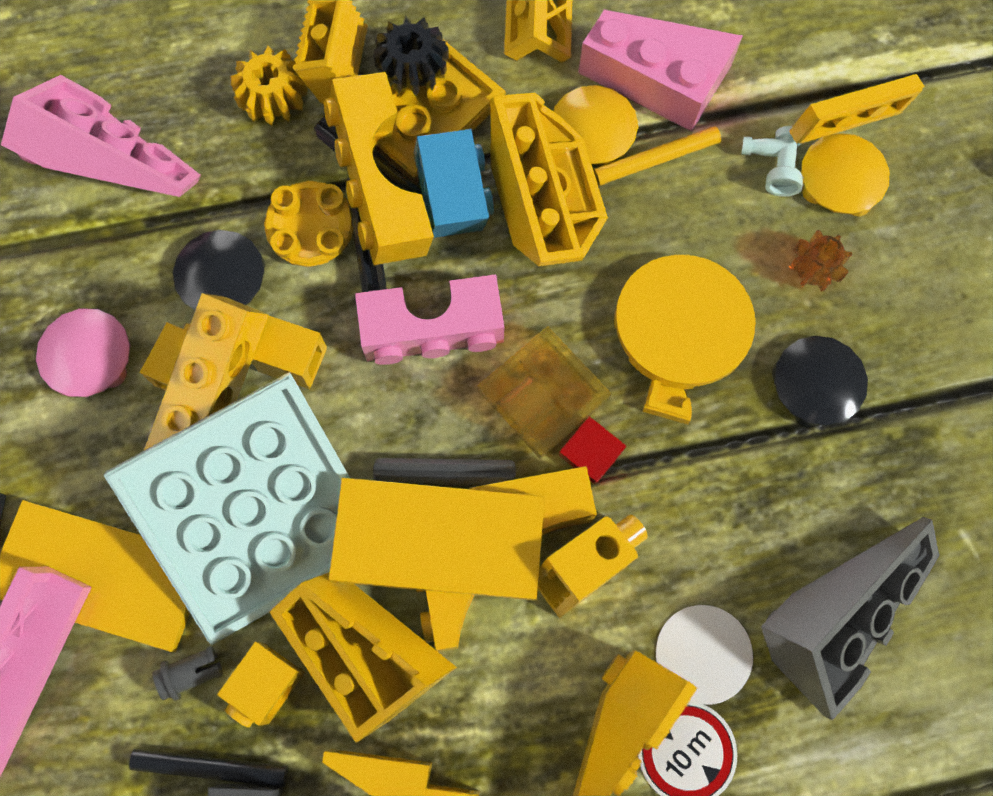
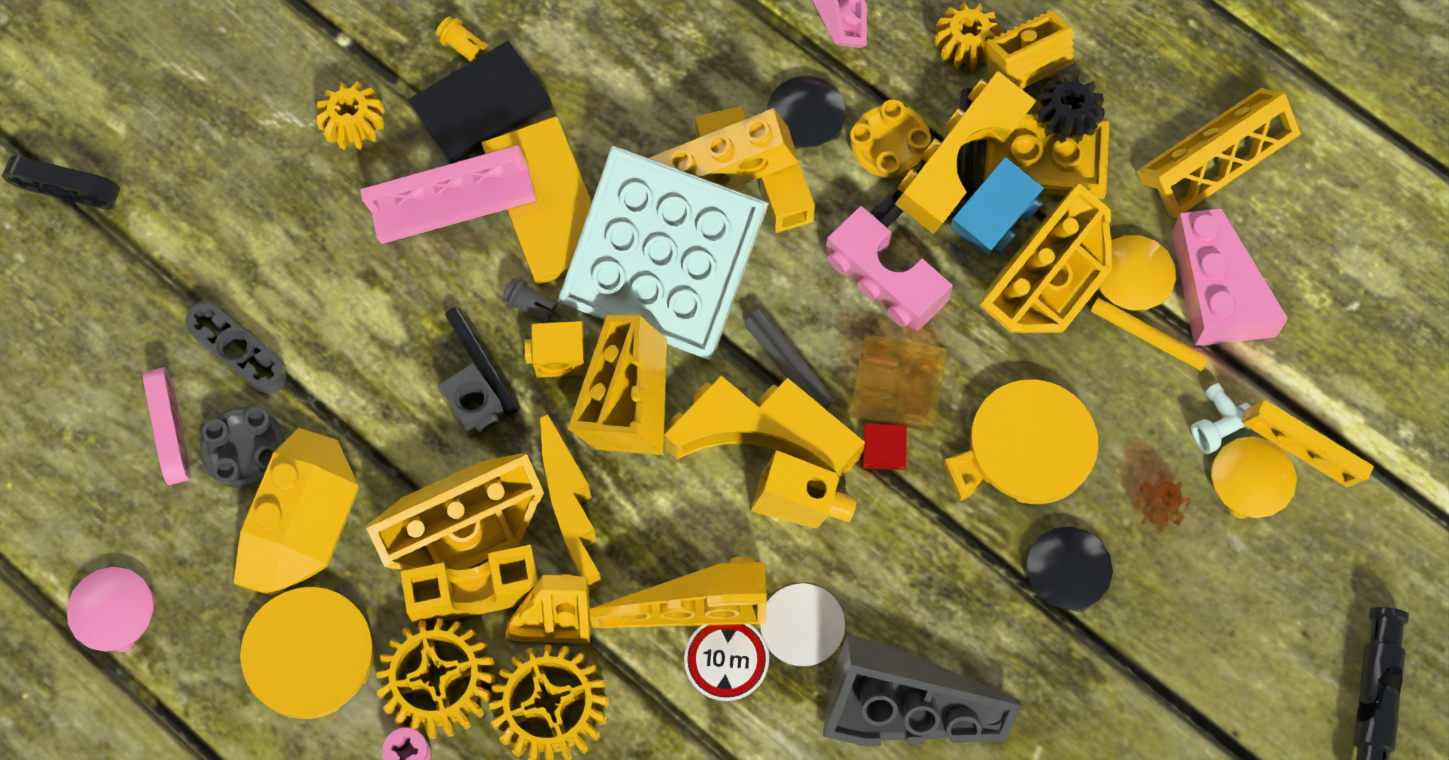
camera: 55 degrees right, 5 degrees down
(83, 353) = (681, 74): bright pink dish -> none
(438, 539) = (737, 381): yellow tile -> none

